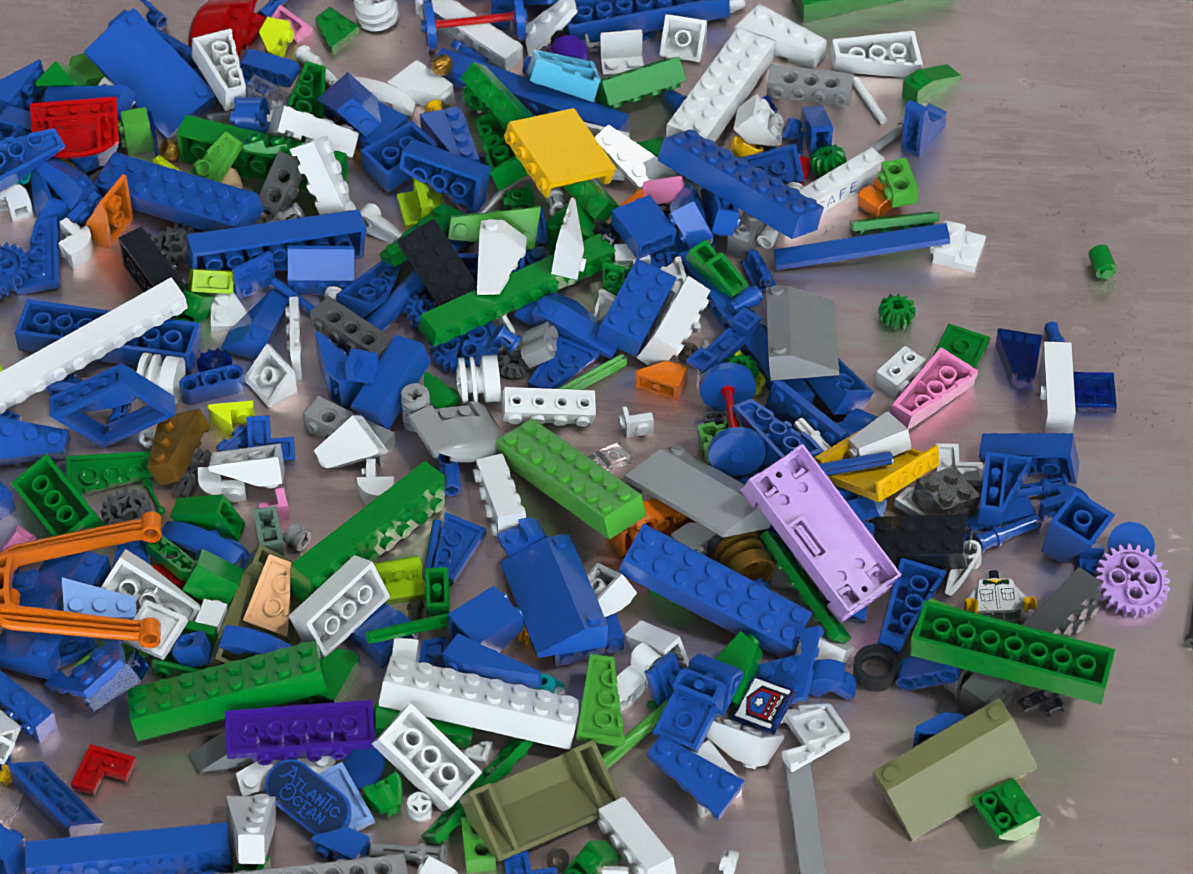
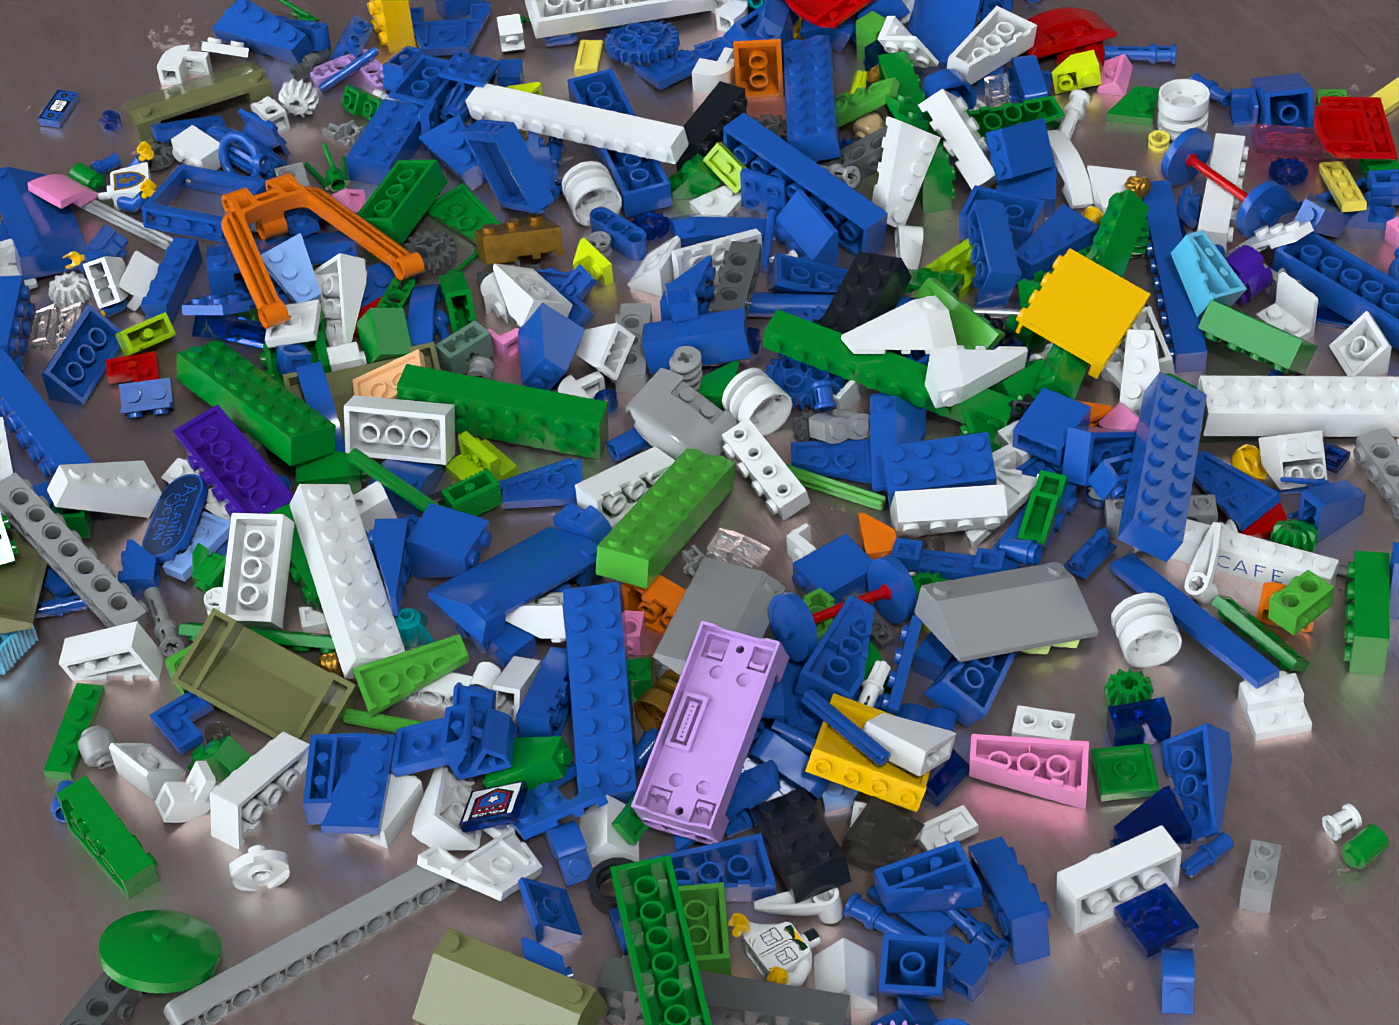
camera: 65 degrees right, 5 degrees down
(66, 742) = (145, 334): none -> lime brick
(143, 771) = (146, 397): none -> bracket
(172, 120) = (897, 38): none -> white bracket
(212, 396) = (602, 242): none -> light grey wheel
(323, 478) = (546, 347): none -> blue slope
(382, 31) = (1158, 141): none -> light yellow bush
(388, 467) = (611, 396): none -> clear blue bush
(541, 753) = (330, 663): none -> pearl gold piece
(660, 796) = (327, 767): none -> blue wedge
(675, 415) = (835, 567): none -> blue brick
(694, 634) = (548, 698): none -> blue wedge
(830, 215) = (1203, 569): none -> white piece
(858, 273) = (1146, 630): none -> white wheel
(875, 721) = (549, 913): none -> blue slope
(930, 158) = (1367, 612): none -> green brick
(932, 318) = (1139, 722): none -> clear blue brick
(988, 310) = (1200, 772): none -> blue wedge
(1035, 576) = (848, 971): none -> white slope
(1075, 264) = (1341, 821): none -> white bush
(1094, 323) = (1260, 876): none -> light grey brick
(1149, 399) = (1178, 980): none -> blue brick

